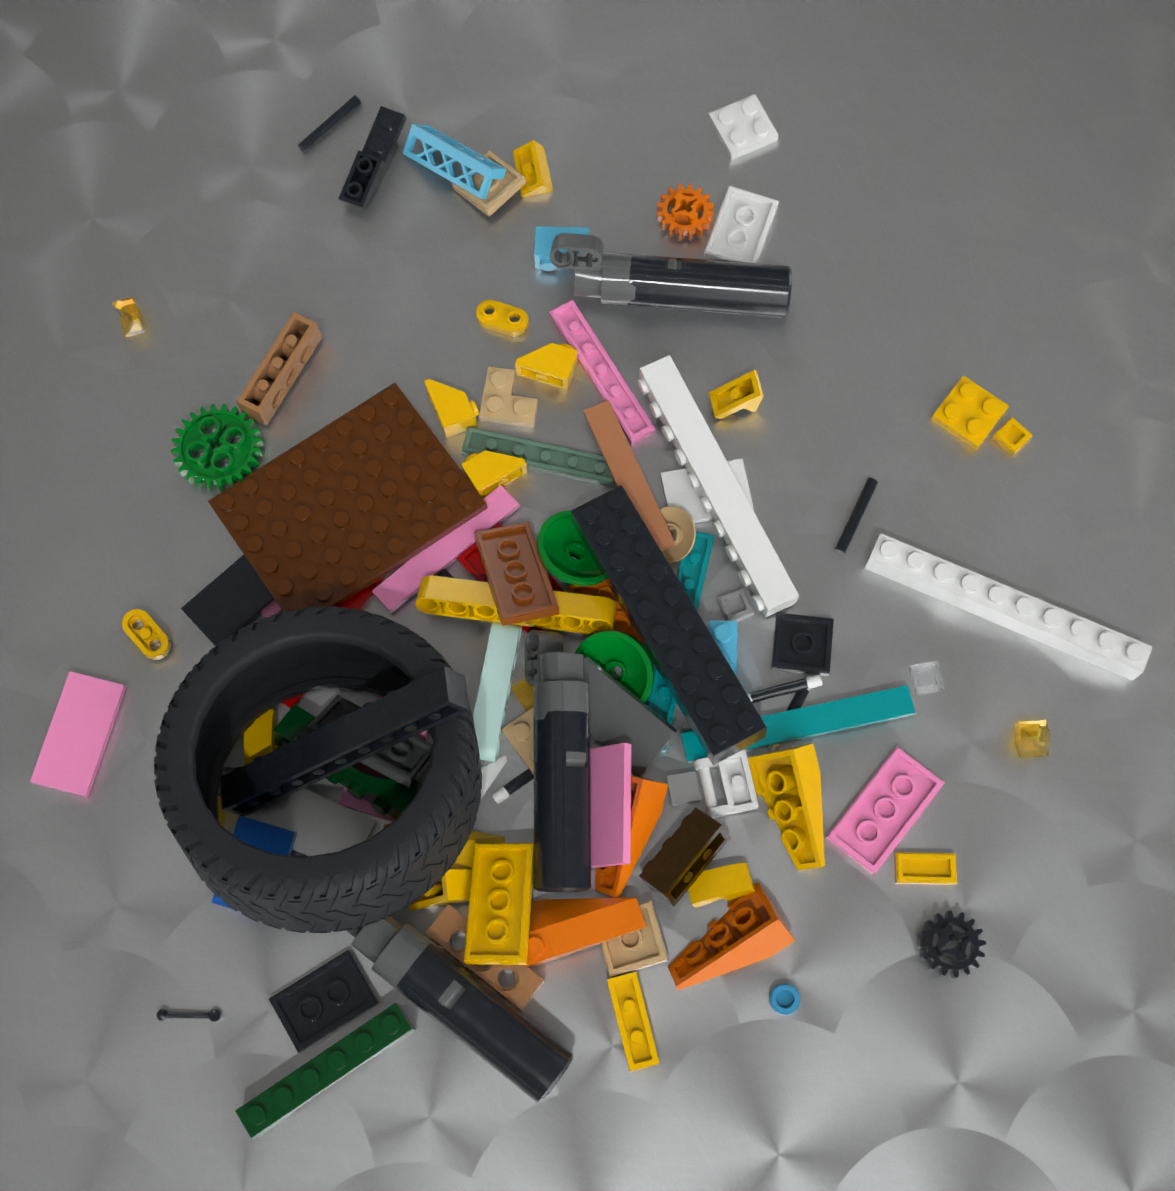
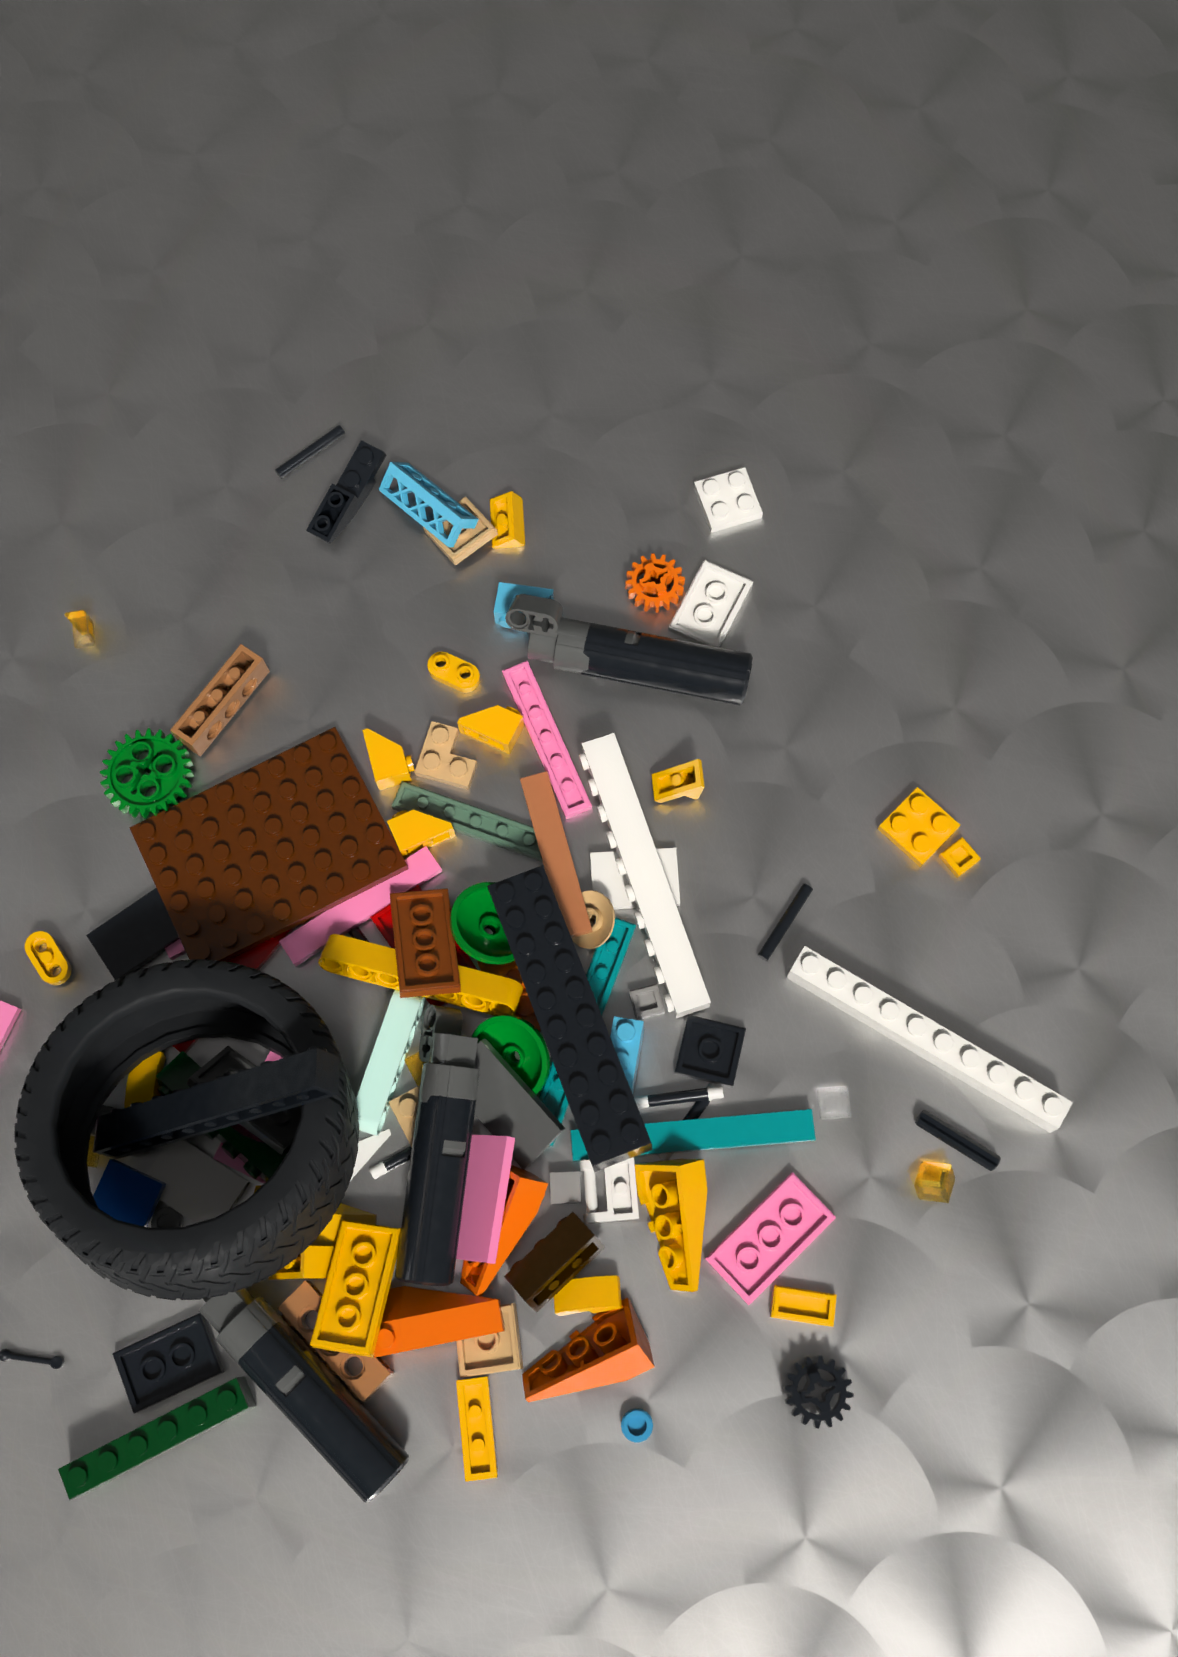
camera: 10 degrees right, 0 degrees up
(1048, 697) = (958, 1140): none -> black axle

